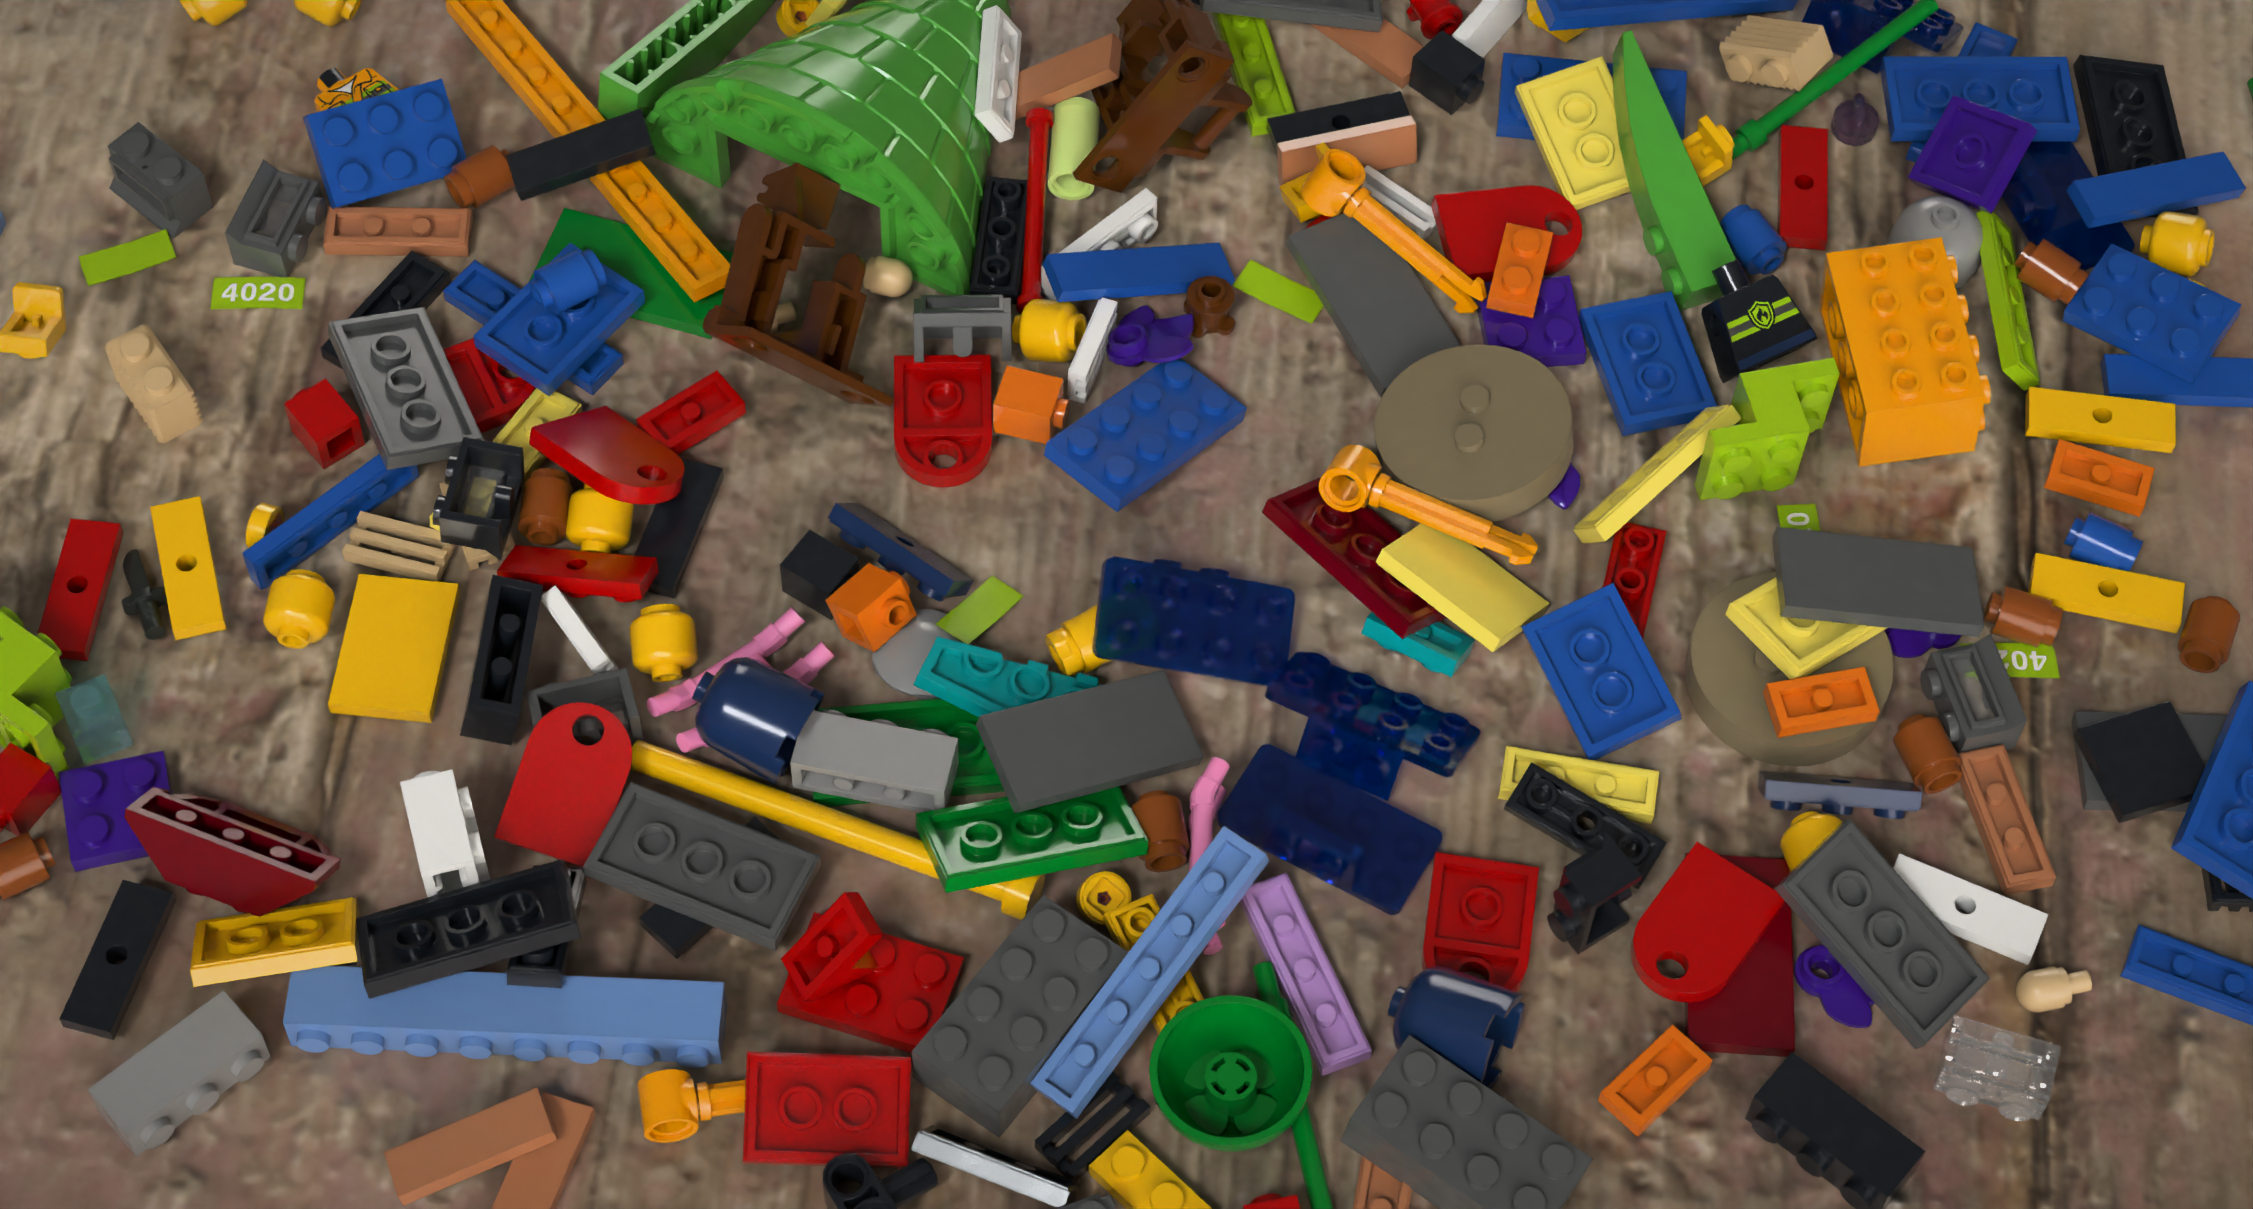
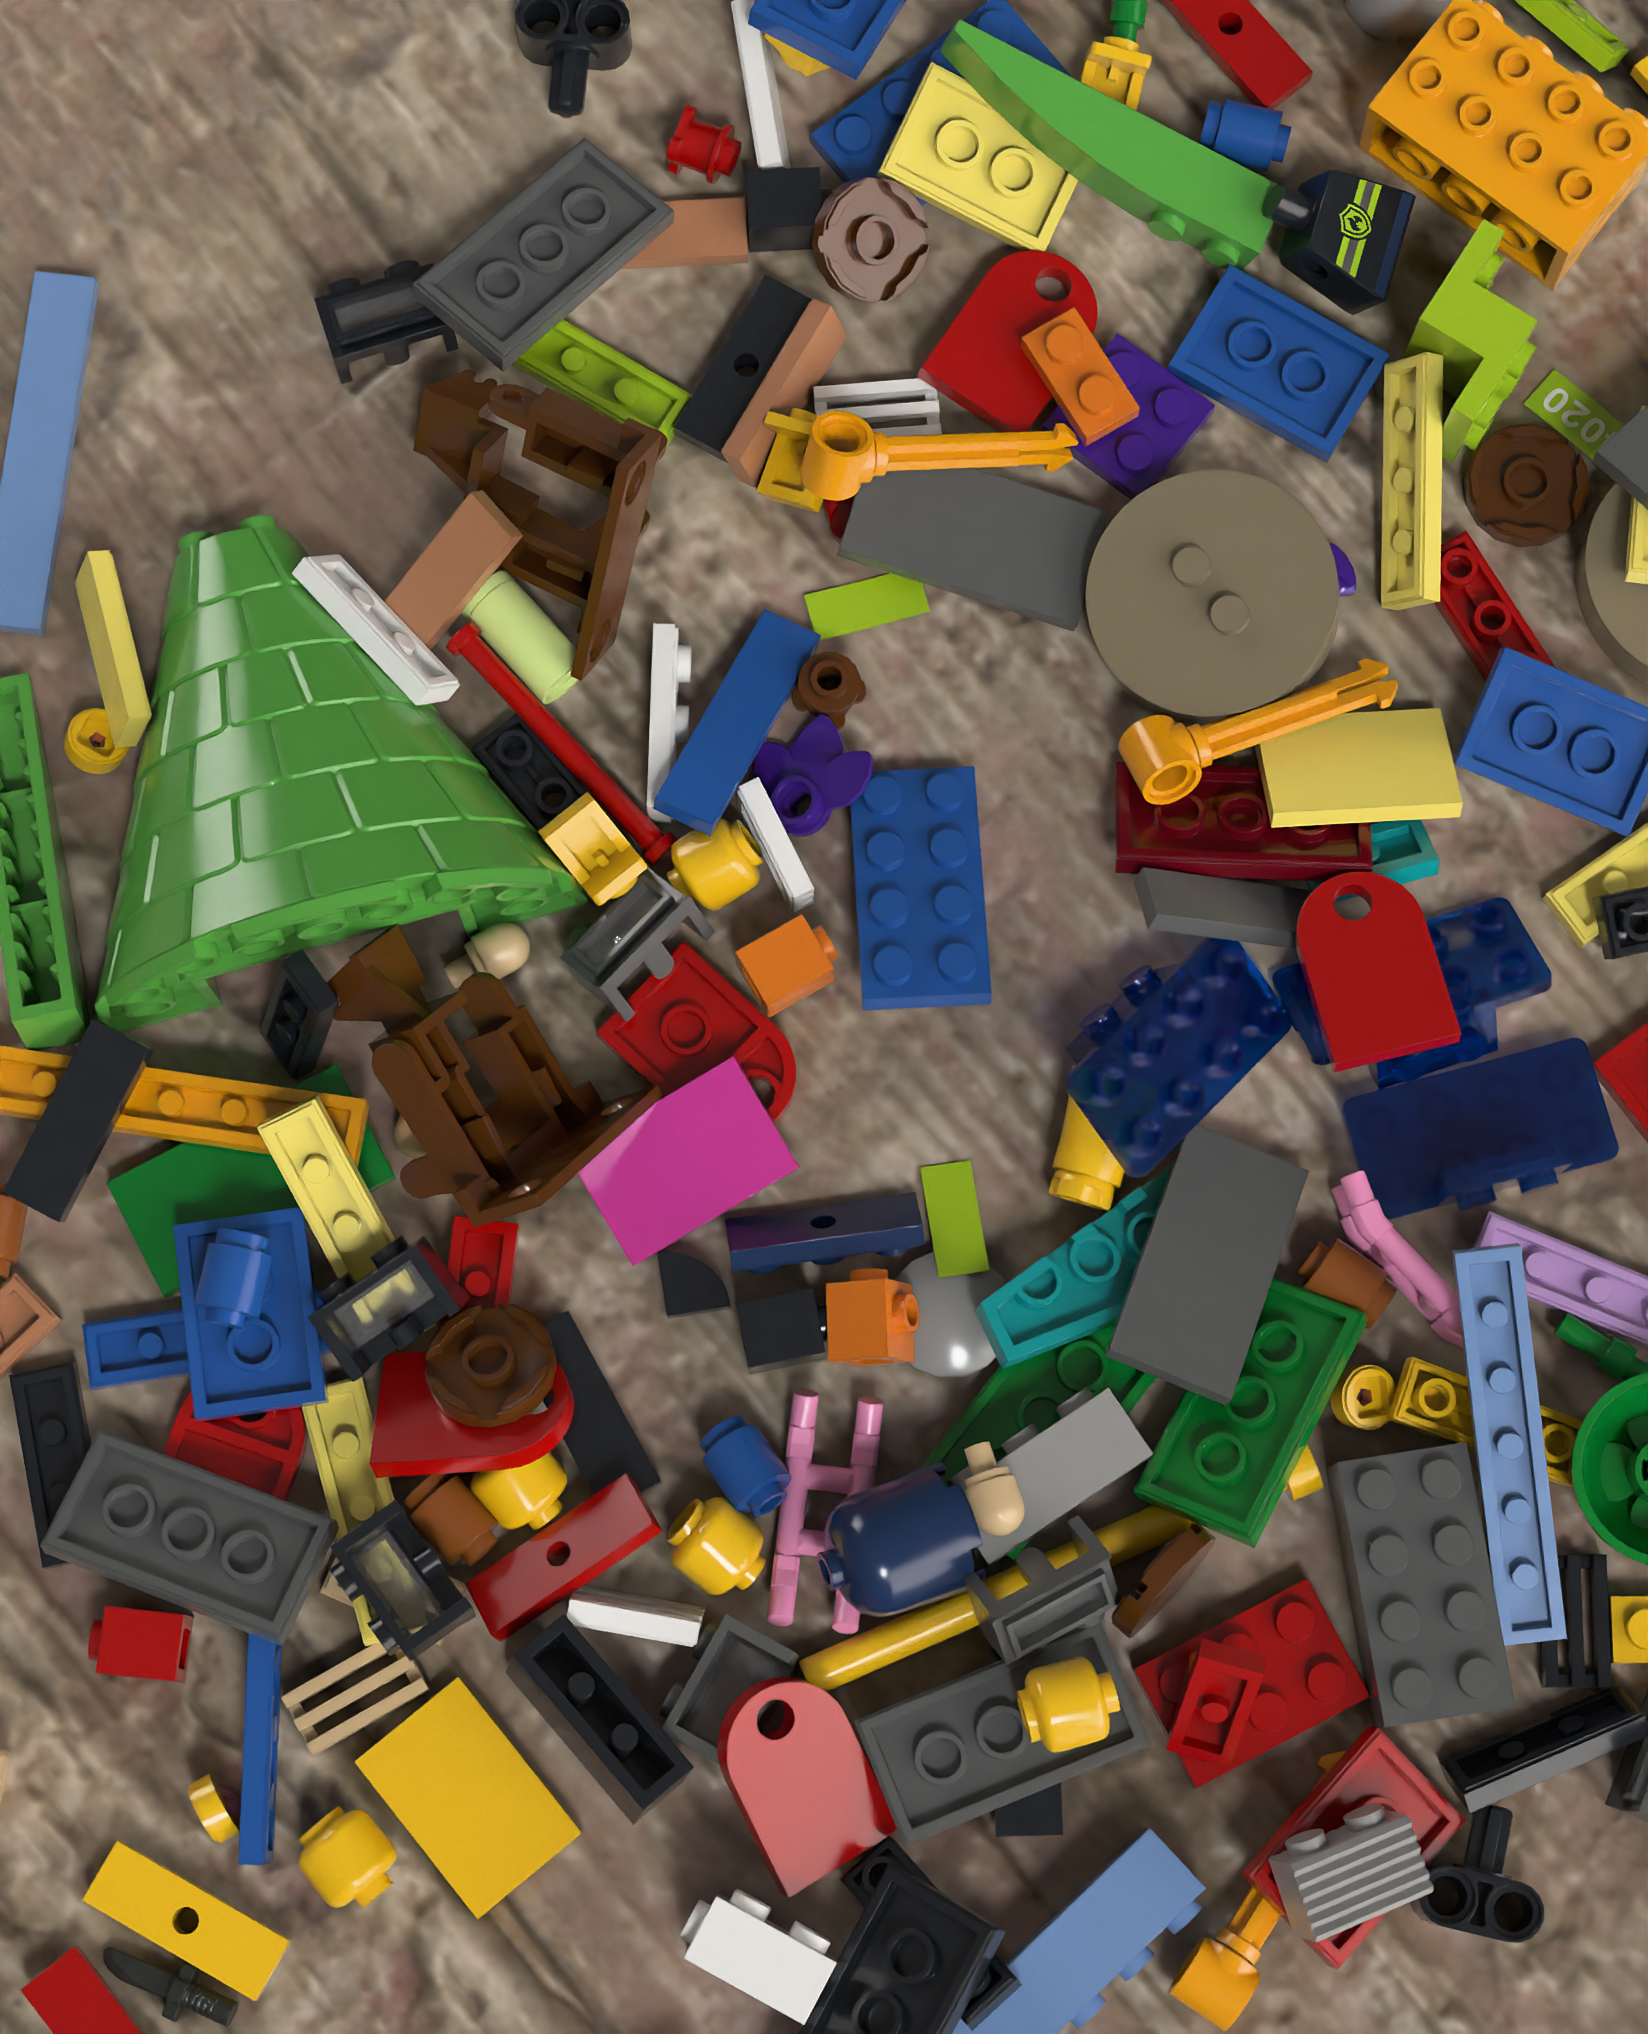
camera: 45 degrees left, 20 degrees up
(628, 367) = (386, 1306): none -> black window
(647, 440) = (490, 1365): none -> reddish brown tile
(657, 318) = (327, 1186): none -> light yellow tile
(724, 618) = (745, 1466): none -> blue brick
(744, 192) = (299, 1015): none -> black tile
(748, 862) = (1067, 1704): none -> yellow head
(798, 514) = (690, 1286): none -> black tile
(802, 807) = (1051, 1601): none -> dark grey window
(803, 1098) = (1349, 1872): none -> light grey brick
(831, 720) = (992, 1492): none -> tan cylinder
(866, 451) = (687, 1162): none -> dark pink tile
(880, 866) = (1163, 1579): none -> reddish brown tile
(989, 258) = (594, 850): none -> yellow bracket
(1305, 583) = (1219, 907): none -> dark grey tile
(1343, 676) = (1373, 976): none -> red tile
(1477, 119) = (870, 239): none -> tile
(1728, 541) = (1525, 485): none -> reddish brown tile

